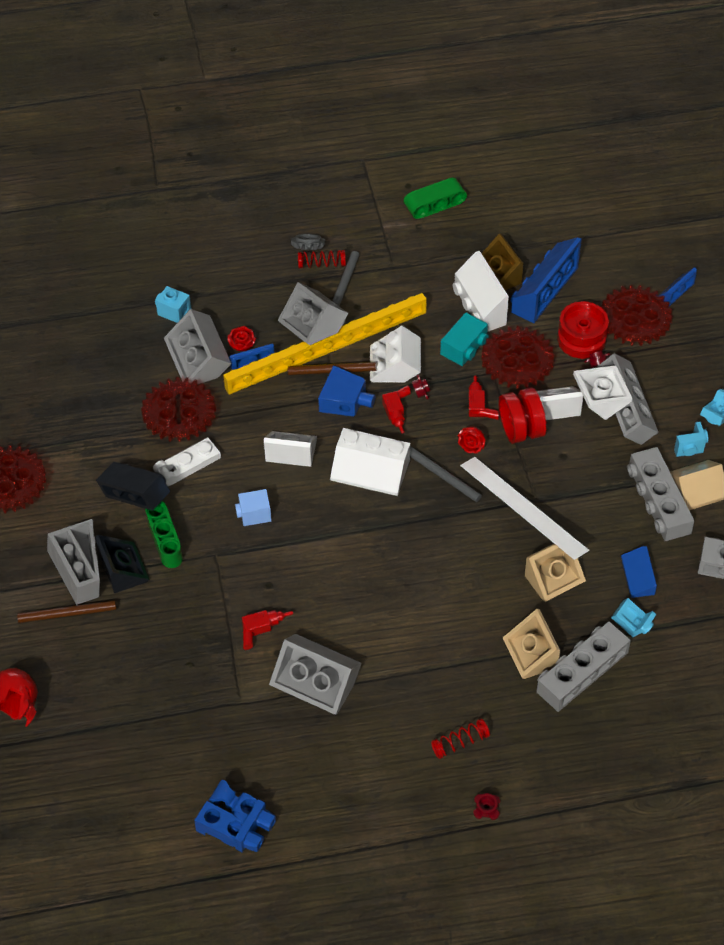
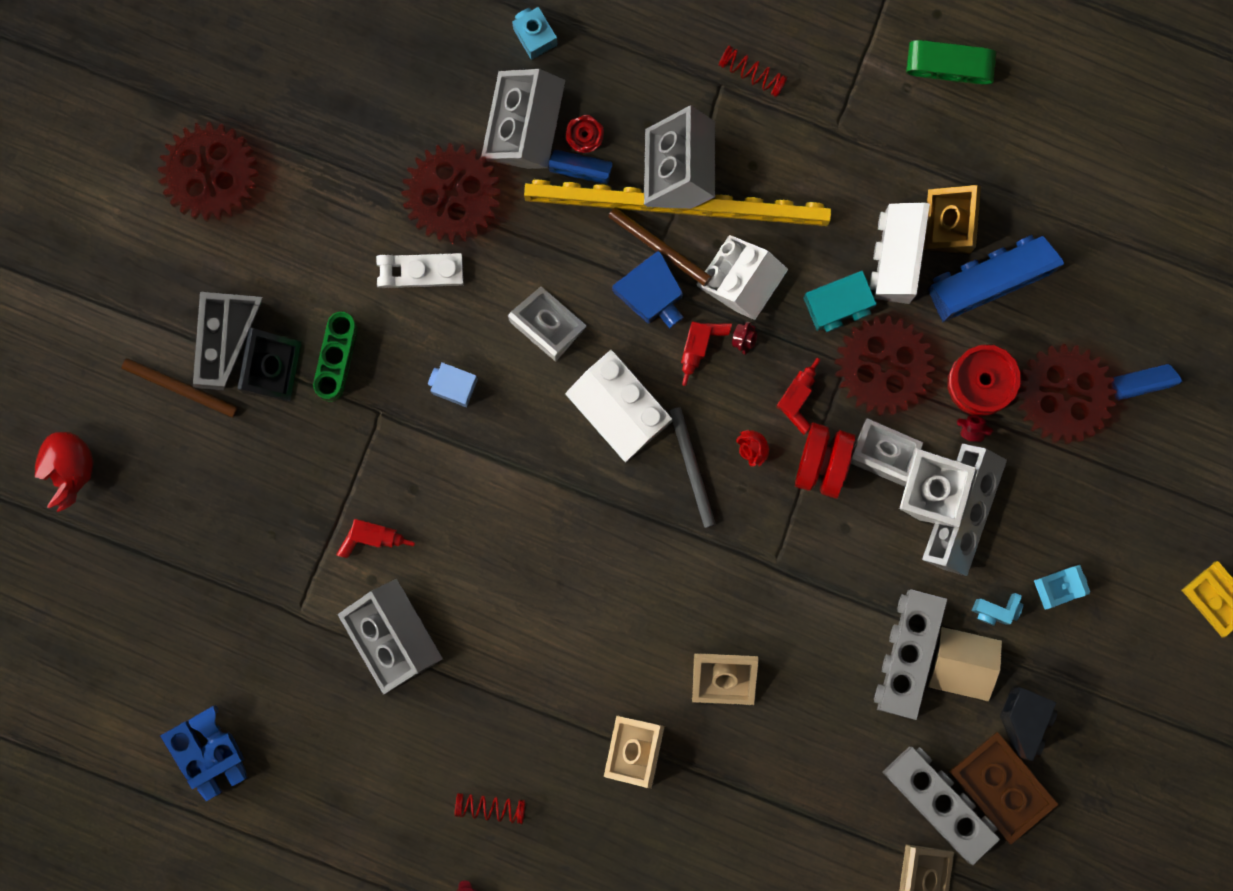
camera: 30 degrees right, 30 degrees up
(133, 485) = (334, 278): black brick -> none
(307, 241) = (763, 36): dark grey gear -> none
(346, 277) = (757, 122): dark grey bar -> none
(525, 508) = (742, 582): white sticker -> none
(559, 692) = (722, 808): light grey brick -> none
(632, 618) = (767, 788): medium azure bracket -> none
(639, 572) = (815, 734): blue slope -> none

